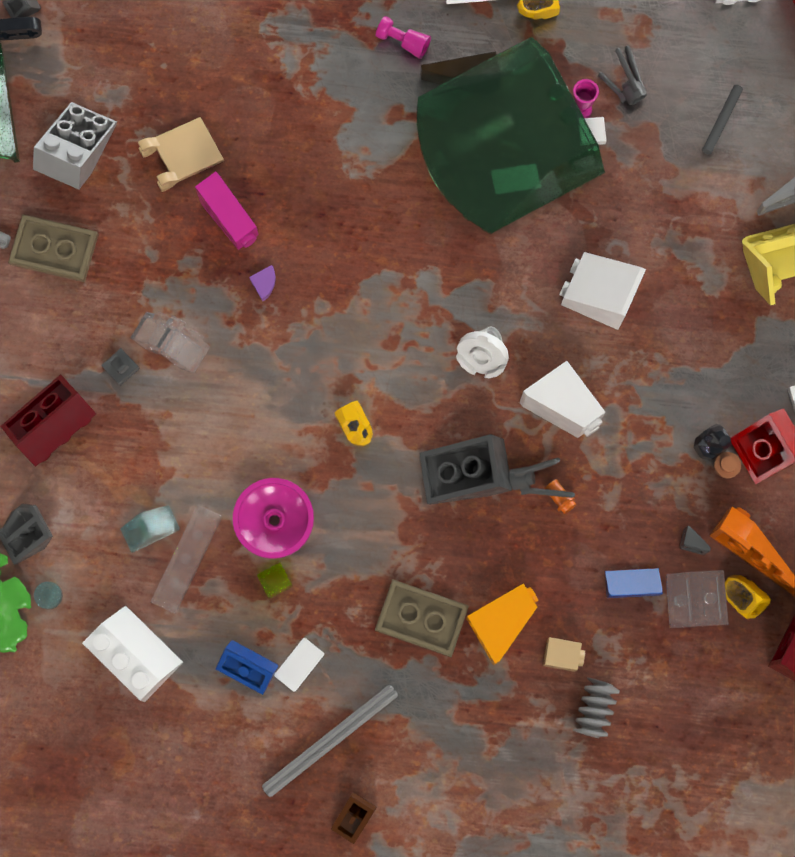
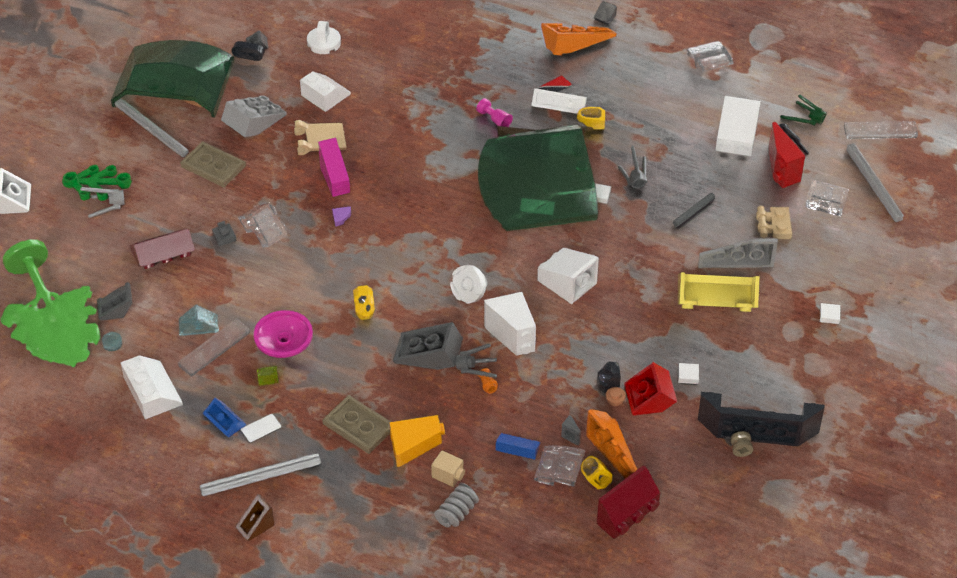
camera: 20 degrees right, 30 degrees down
(153, 68) = (322, 90): none -> white slope
(585, 94) = (598, 165): dark pink piece -> none

